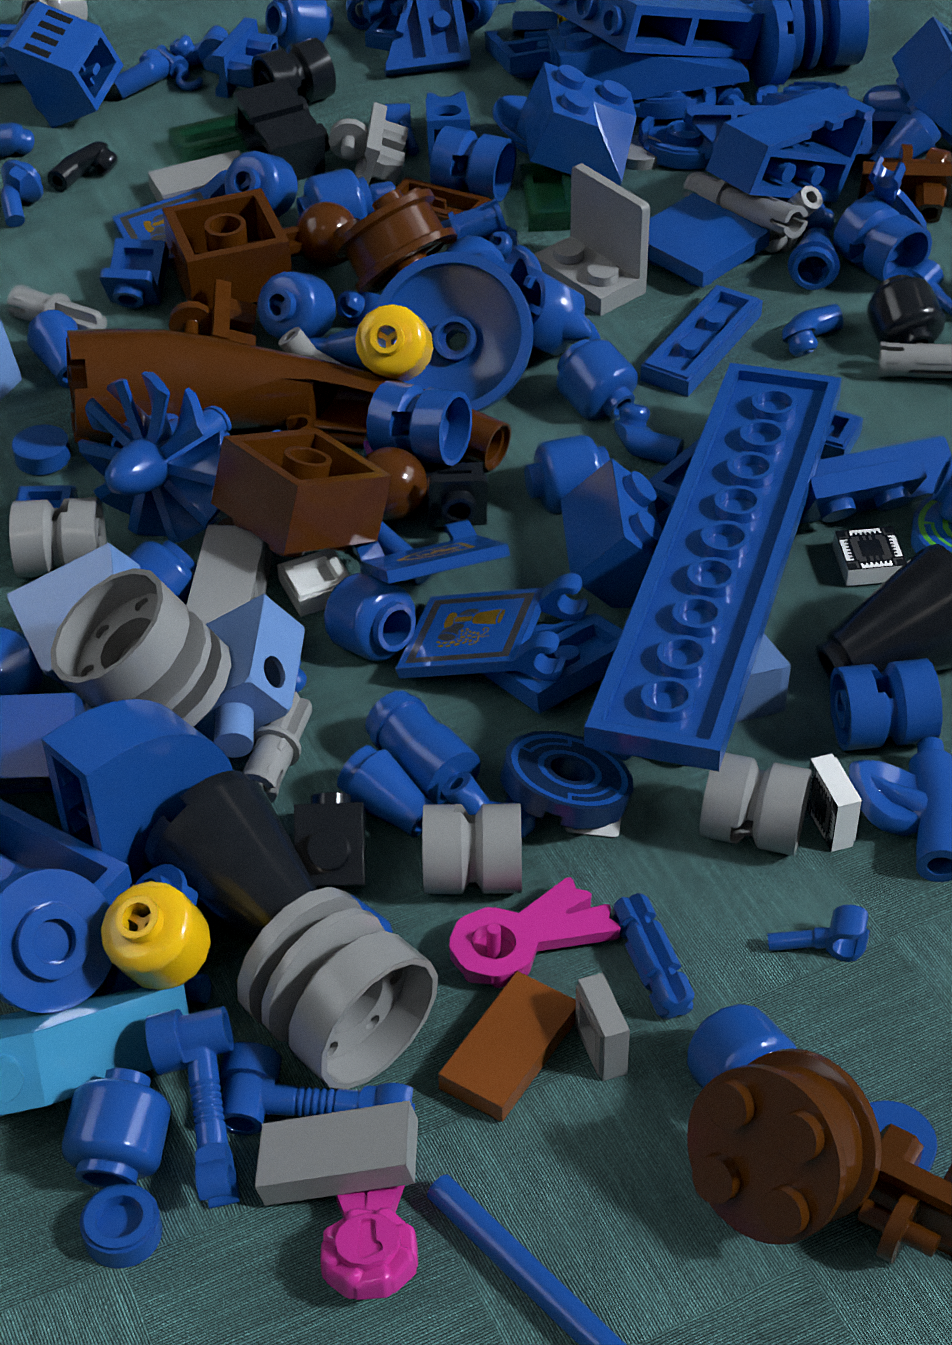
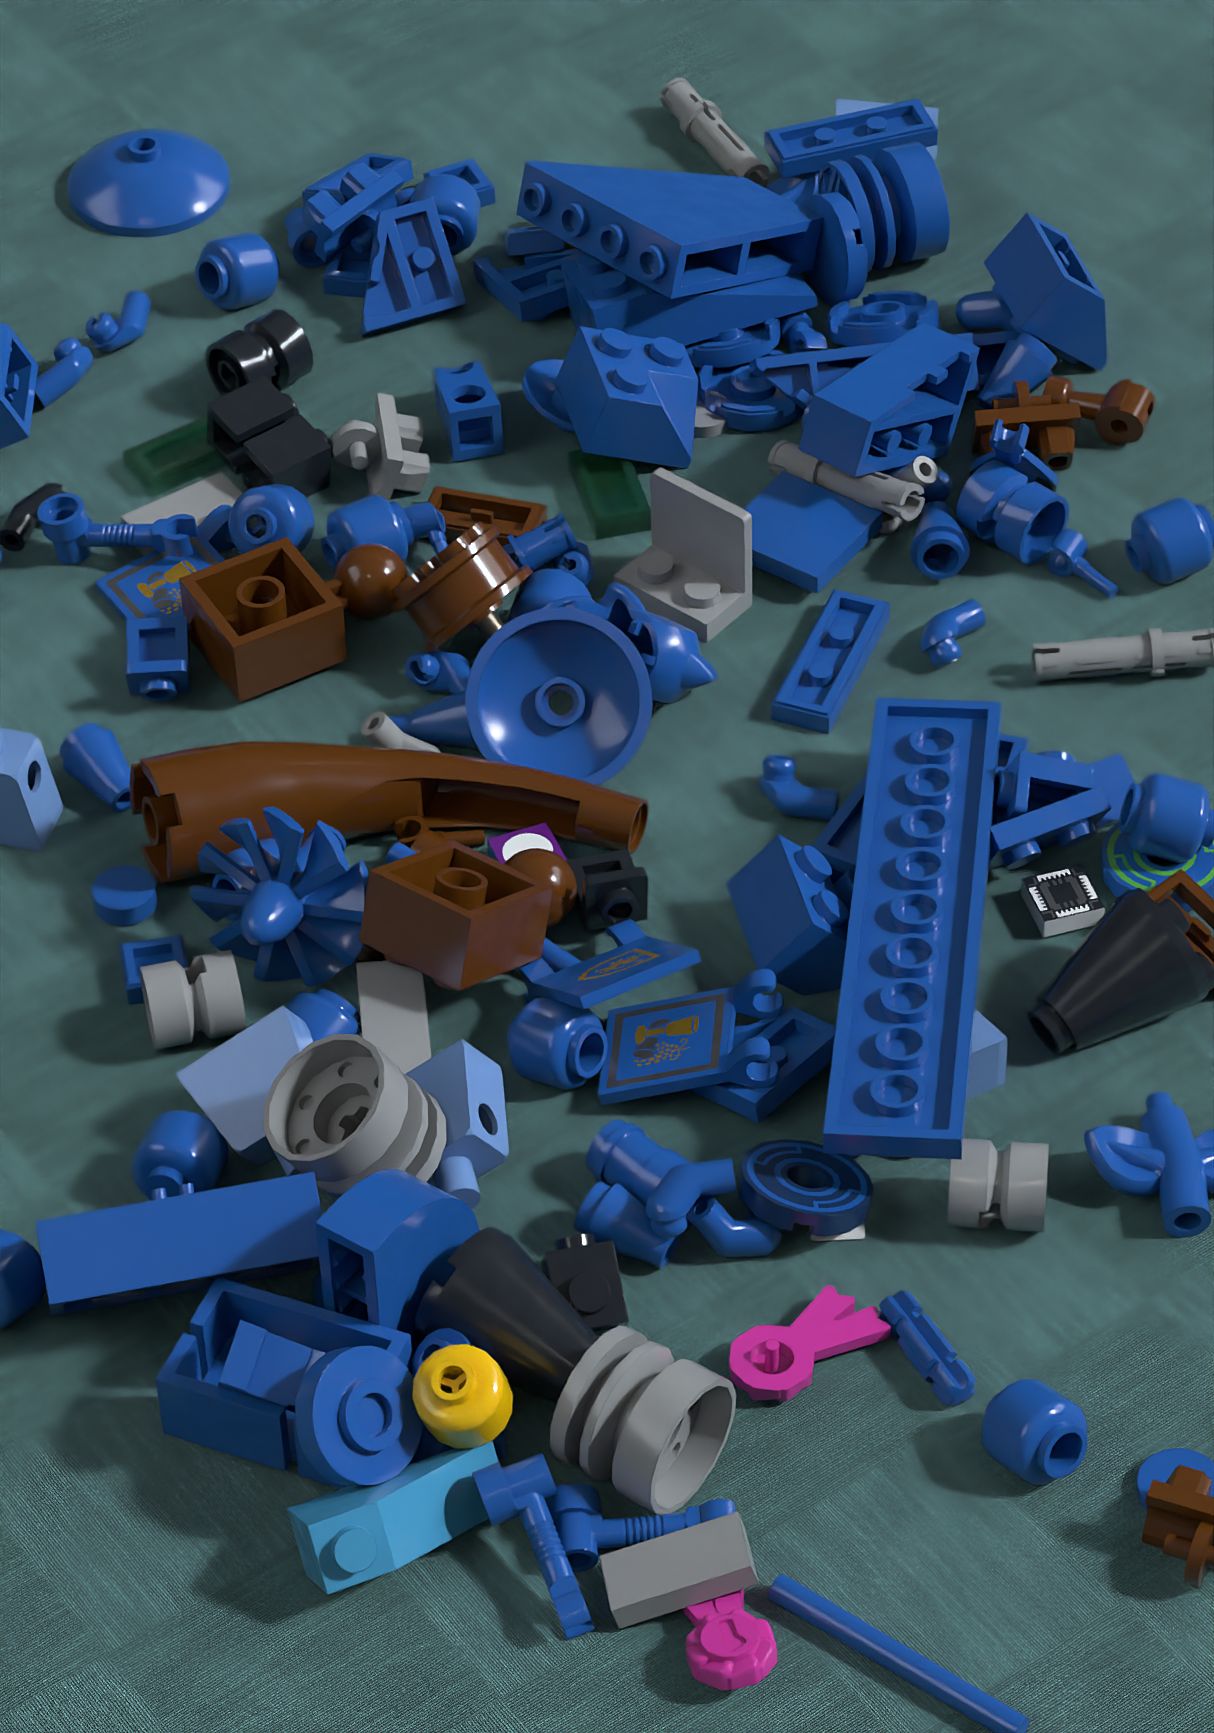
camera: 10 degrees left, 0 degrees up
(34, 302) = (63, 716): light grey axle -> none
(105, 181) = (73, 534): none -> blue brick
(116, 1129) = (466, 1581): blue head -> none
(121, 1226) = (492, 1665): blue tile -> none
(179, 70) = (103, 357): blue hand -> none
(227, 319) = (279, 713): reddish brown hips -> none
(233, 55) = (178, 336): blue hips -> none
(278, 747) = (501, 1193): light grey axle -> none
(296, 301) = (365, 681): blue head -> none
(311, 579) = (480, 1012): white tile -> none
(377, 348) = (525, 730): yellow head -> none
(401, 114) = (407, 404): blue hand -> none
(426, 423) = (560, 815): blue wheel -> none
(438, 761) = (681, 1189): none -> blue arm
(472, 848) = (730, 1270): light grey wheel -> none
(473, 163) = (535, 463): blue wheel -> none
(508, 1046) = (810, 1452): dark orange tile -> none
(560, 467) = (719, 846): blue head -> none
(596, 379) = (728, 731): blue head -> none
(602, 1027) = (896, 1421): light grey tile -> none
(783, 1145) = (1088, 1495): reddish brown wheel -> none
(833, 802) = (1073, 1173): white tile -> none
(844, 938) = (1106, 1305): blue hand -> none
(864, 444) = (1040, 779): none -> blue bracket
(876, 705) = (1097, 1066): blue wheel -> none
(905, 311) = (1053, 603): black head -> none

